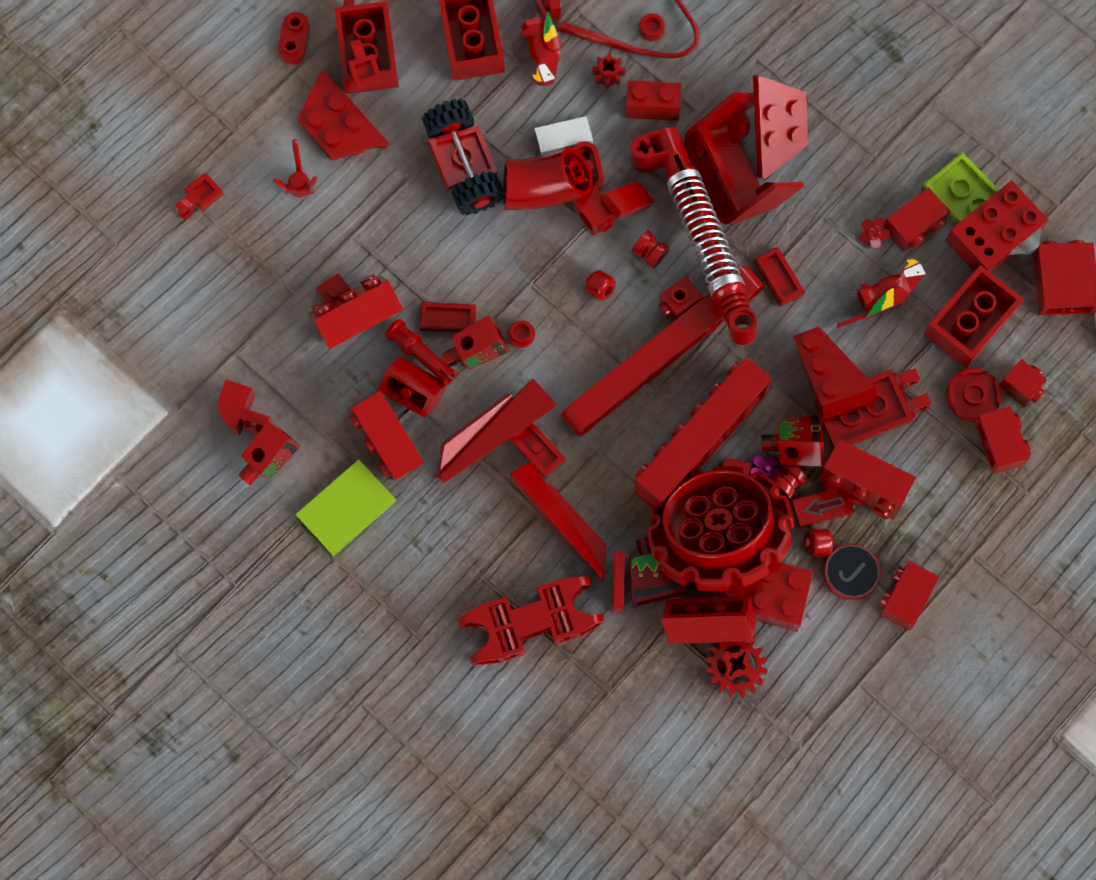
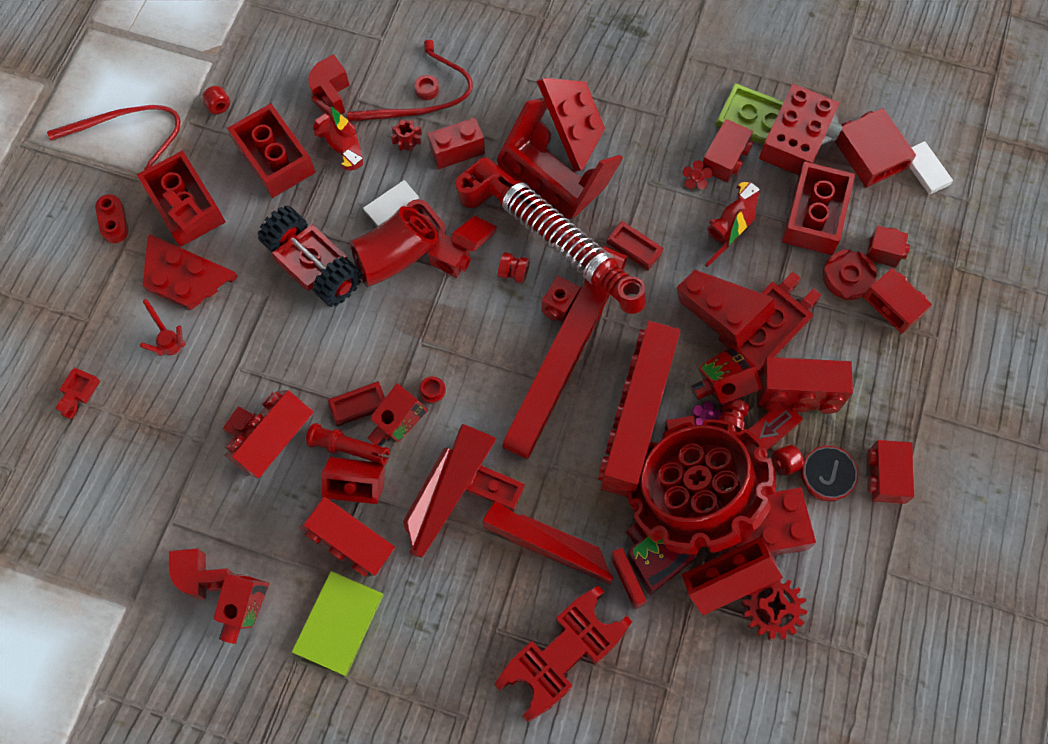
camera: 25 degrees left, 5 degrees down
(600, 285) = (483, 317): red piece -> none

